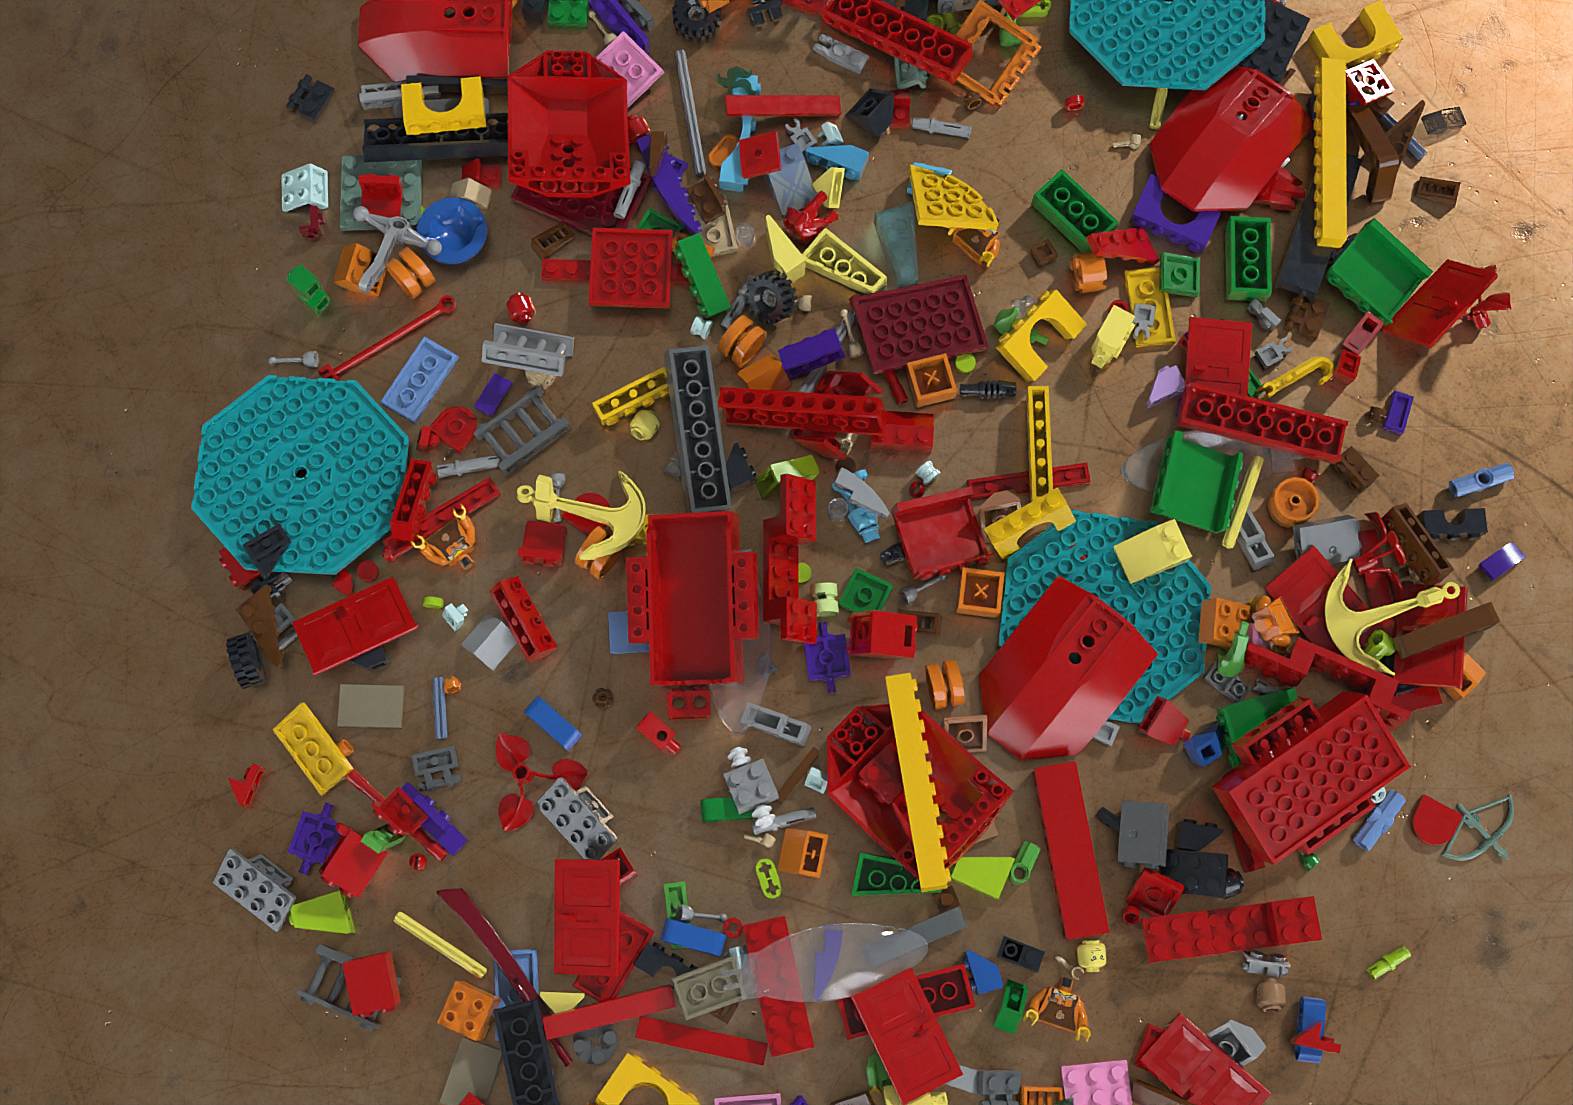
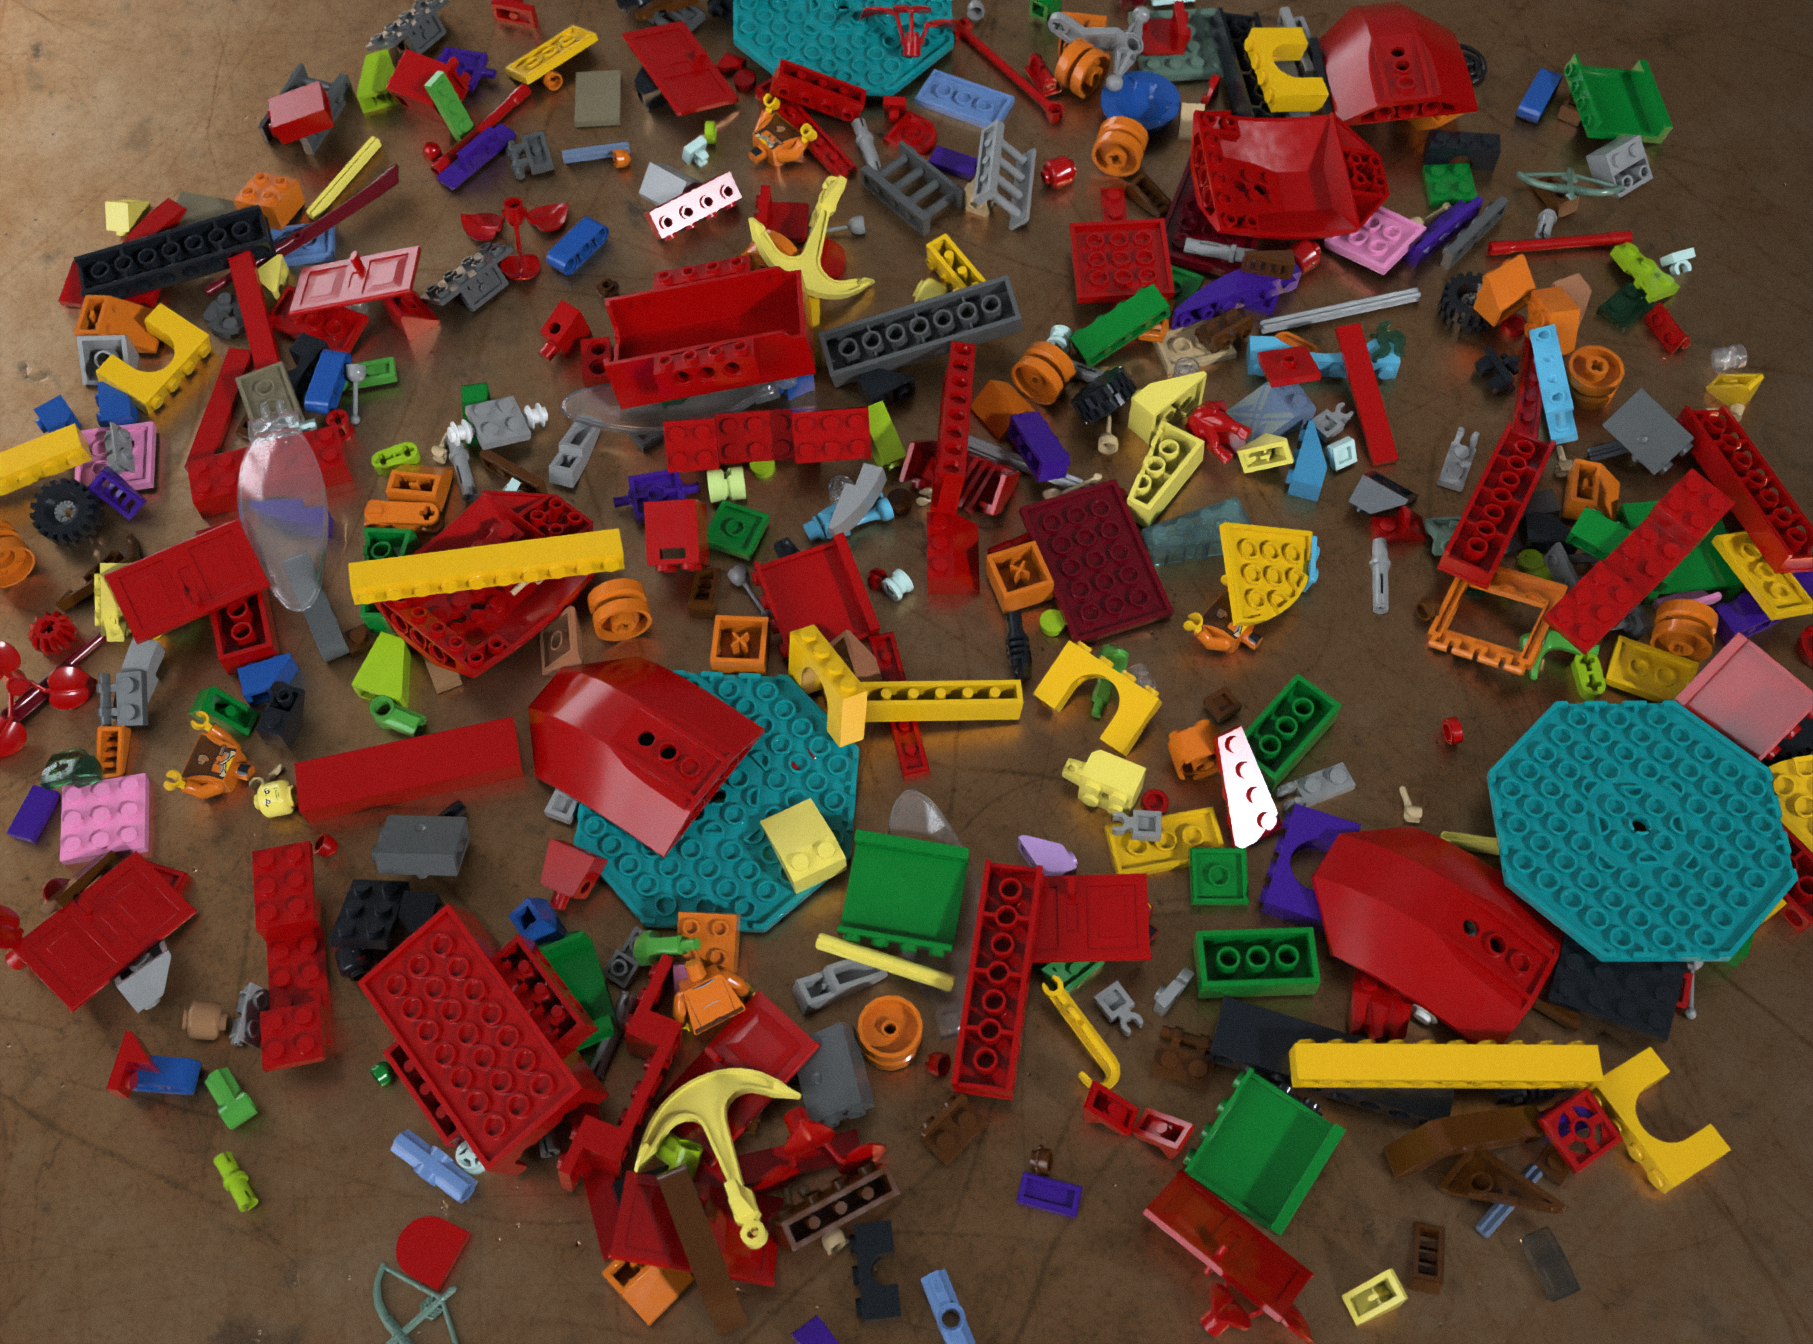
camera: 90 degrees right, 15 degrees down
(357, 408) = (912, 41): none -> red plant
(400, 812) = (472, 113): red bracket -> none
(403, 311) = (1041, 76): none -> red hinge
(441, 173) = (1213, 90): none -> red tile
(506, 252) = (1120, 146): none -> orange wheel
(834, 869) = (403, 516): none -> orange piece
(1111, 198) = (1317, 787): none -> light grey hinge
(1154, 893) = (346, 867): red plate -> none
(1333, 968) = (233, 1102): none -> bright green piece
(1466, 223) = (1375, 1297): none -> light yellow slope

